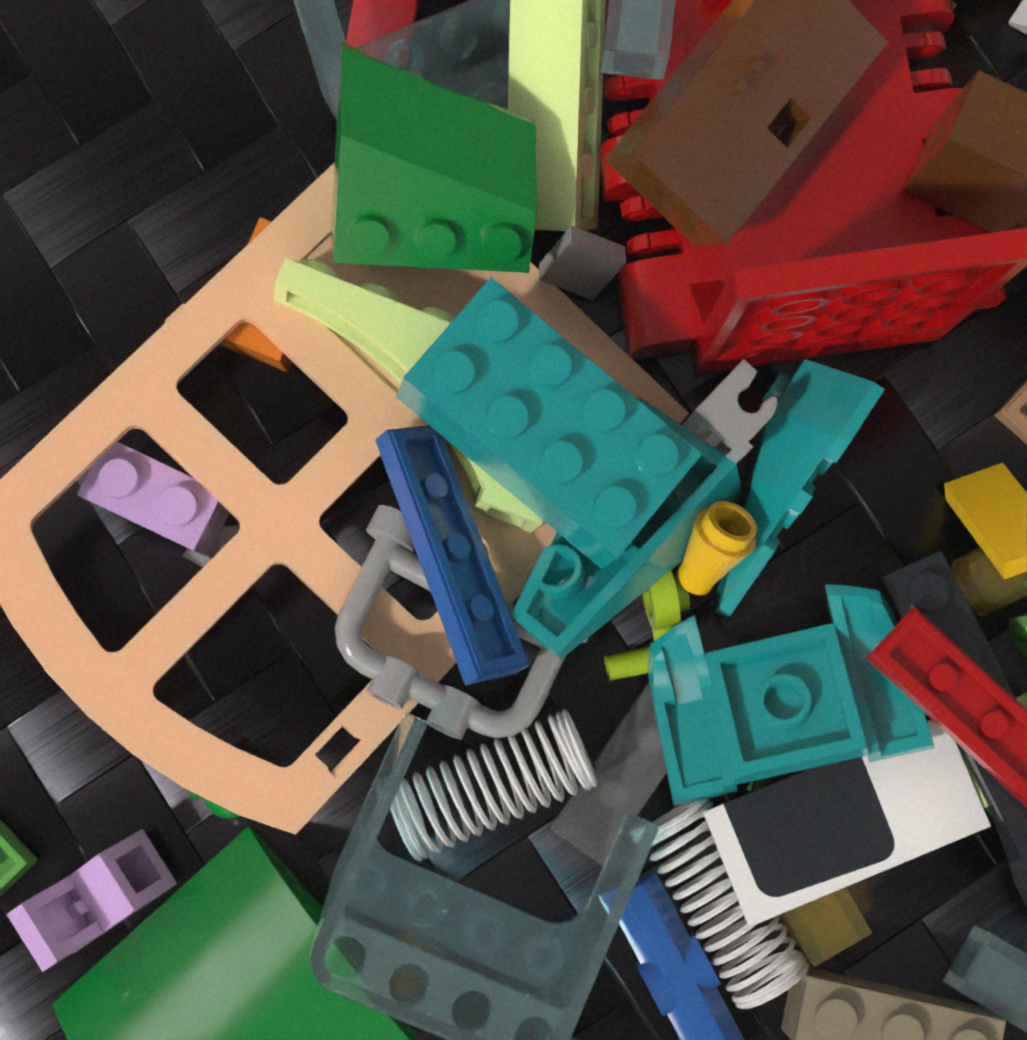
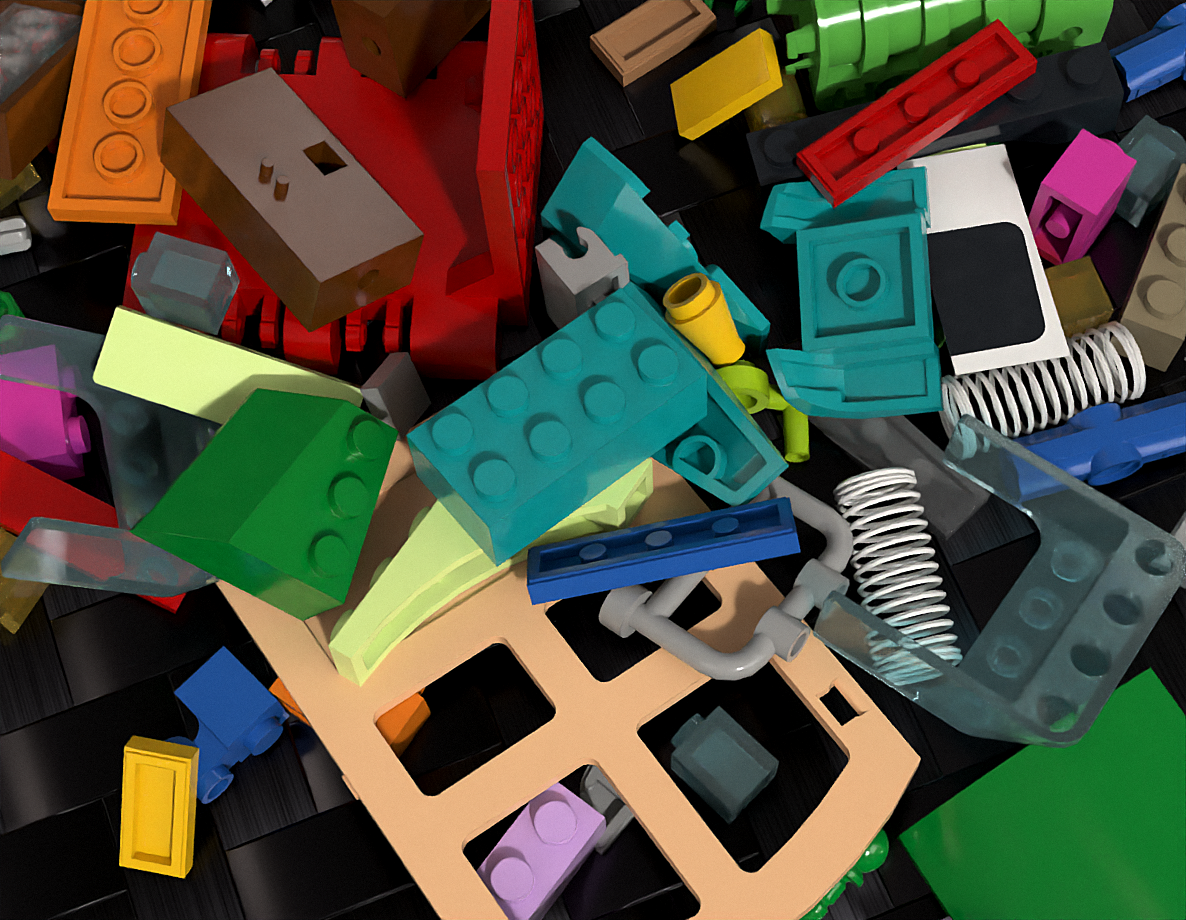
camera: 70 degrees left, 15 degrees down
(139, 148) = (158, 806): none -> yellow tile
(237, 191) = (233, 718): none -> blue brick
(278, 649) = (721, 762): none -> clear light blue brick
(942, 915) = (1079, 197): none -> dark pink brick

